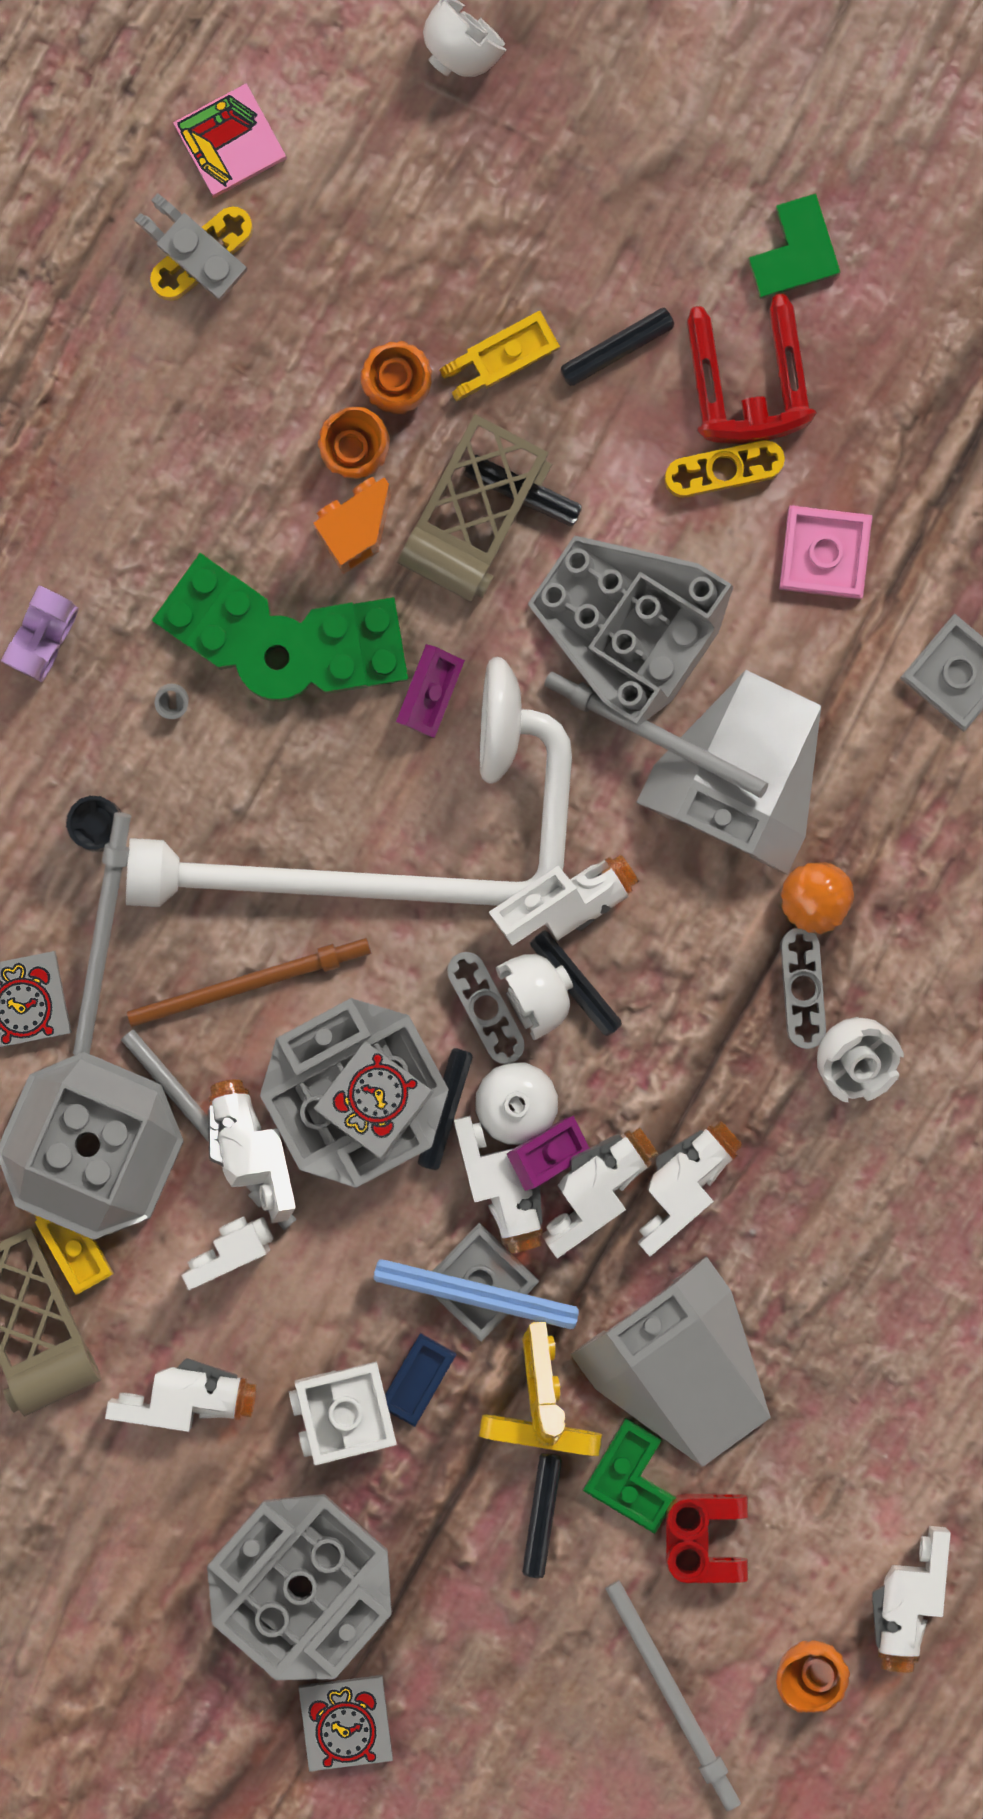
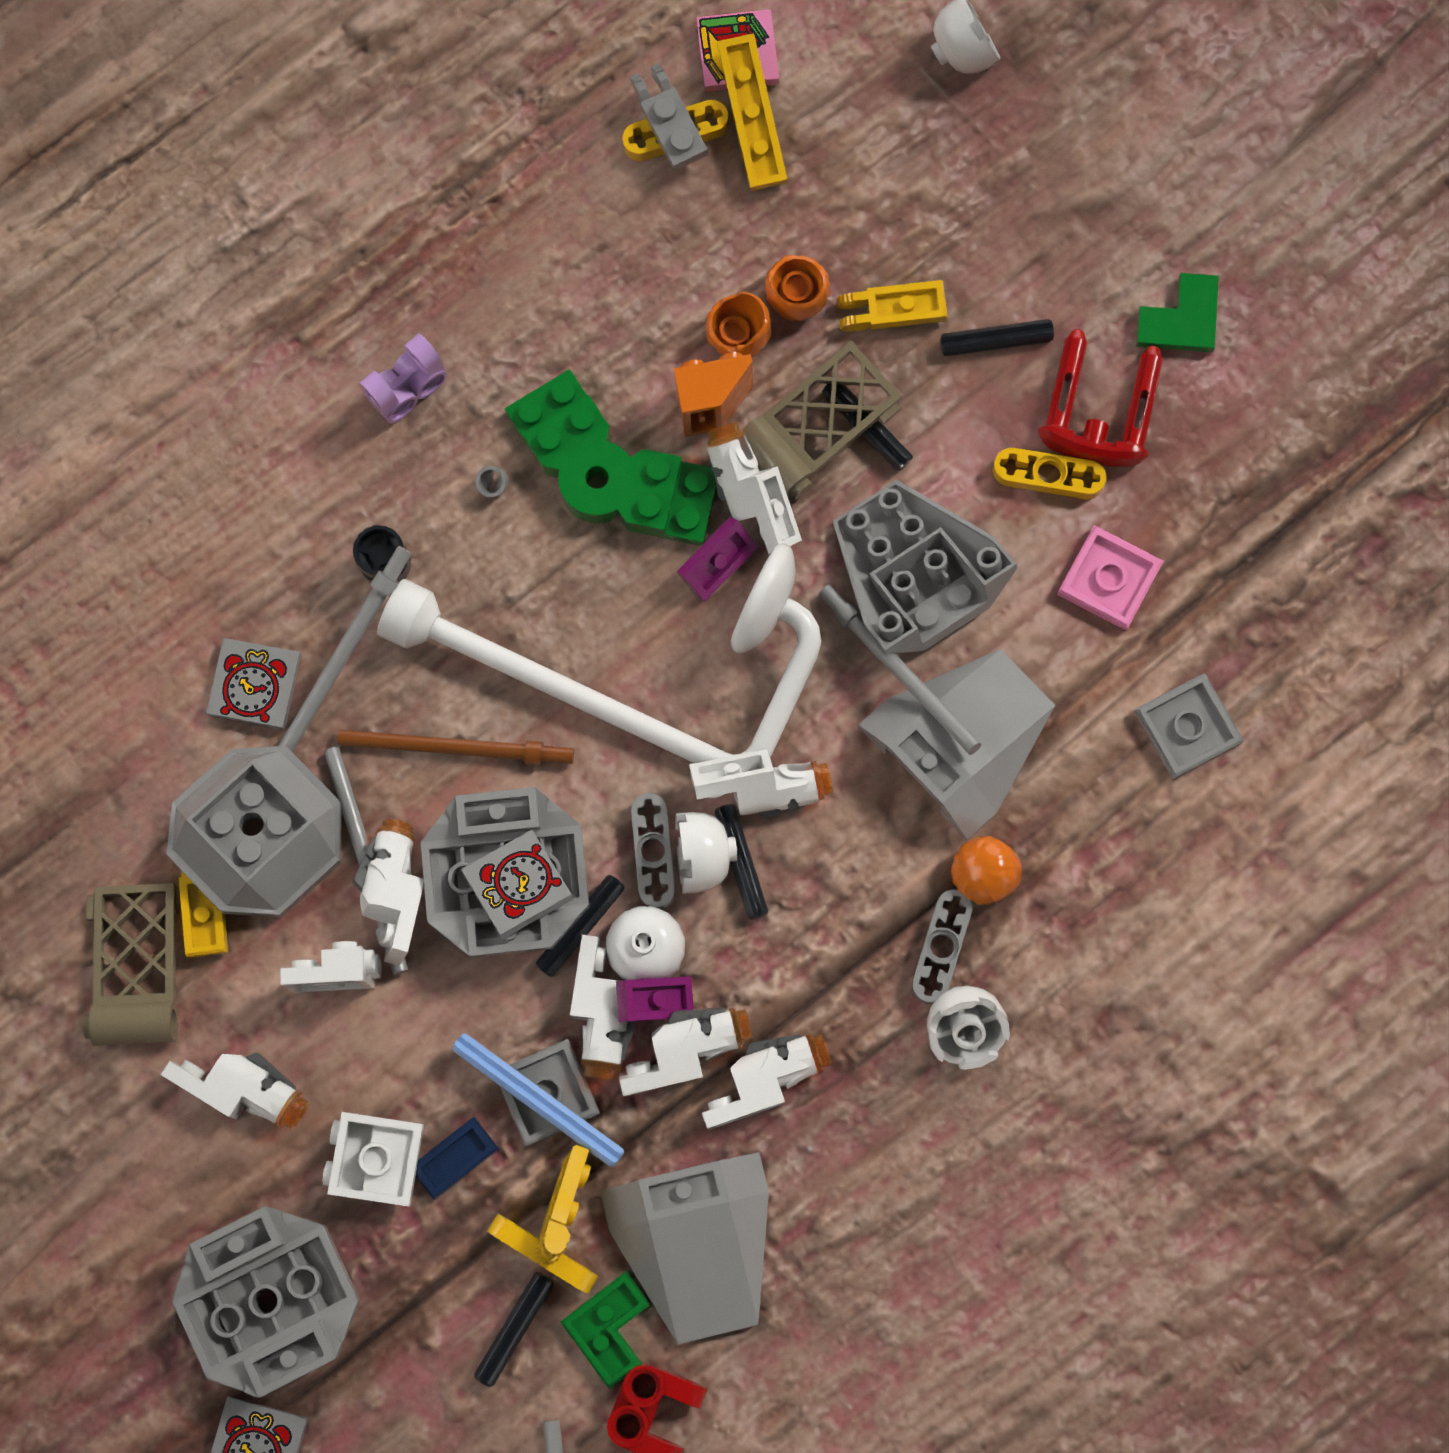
camera: 30 degrees right, 10 degrees down
(274, 206) = (752, 112): none -> yellow plate
(434, 609) = (747, 489): none -> white plate

